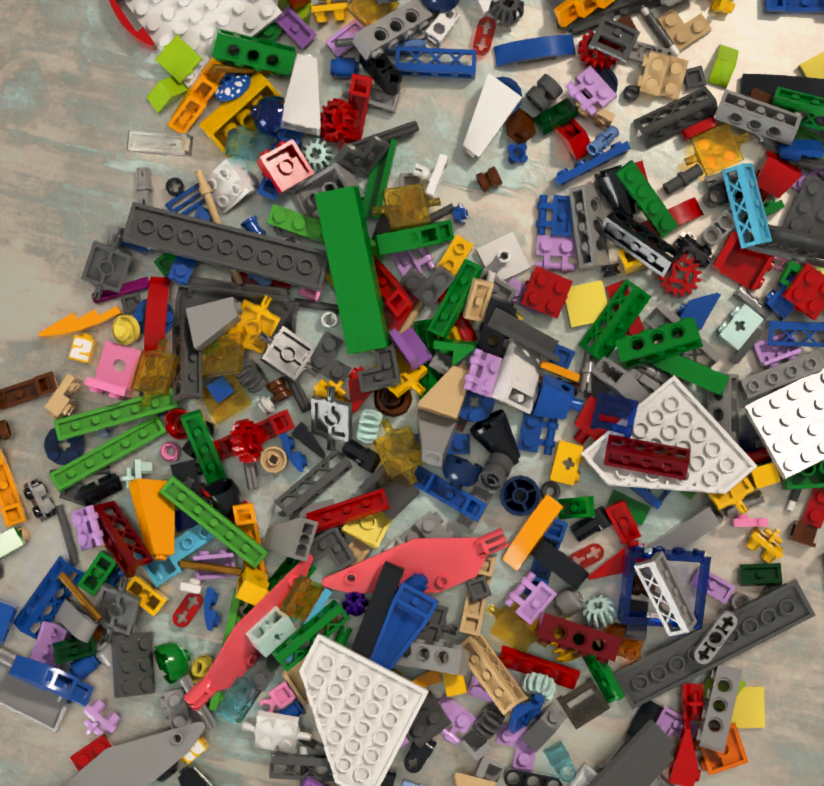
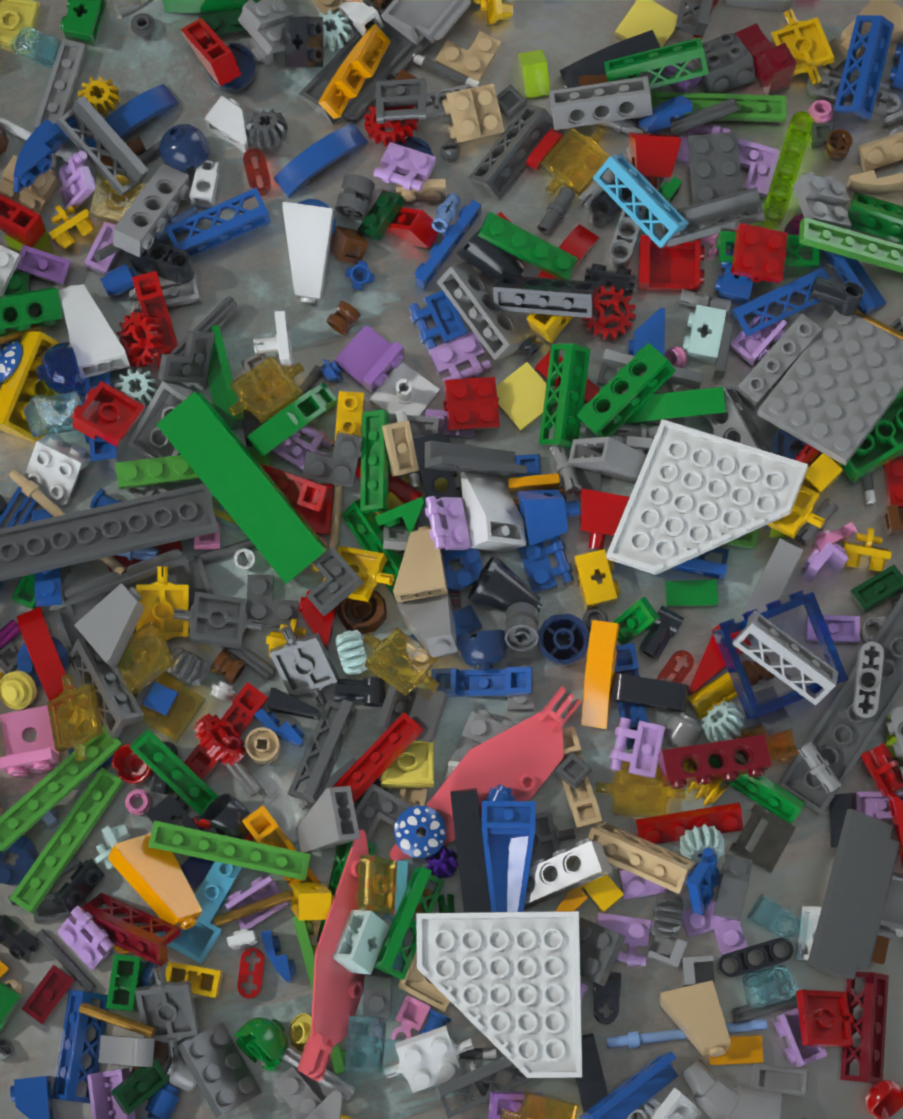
camera: 25 degrees left, 10 degrees down
(44, 551) = (48, 994): none -> dark red plate
(355, 568) = (406, 828): none -> blue dish
(410, 347) = (352, 541): medium lavender panel -> none
(492, 219) = (370, 358): none -> medium lavender bracket
(605, 587) = (711, 694): none -> yellow plate
(614, 407) = (616, 485): clear blue plate -> none
(623, 521) = (695, 609): red plate -> none
(646, 459) = (681, 519): dark red fence -> none
(648, 678) = (819, 767): none -> light grey pin
(709, 329) = (676, 356): none -> bright pink plate
(730, 533) = (831, 555): none -> lavender bracket

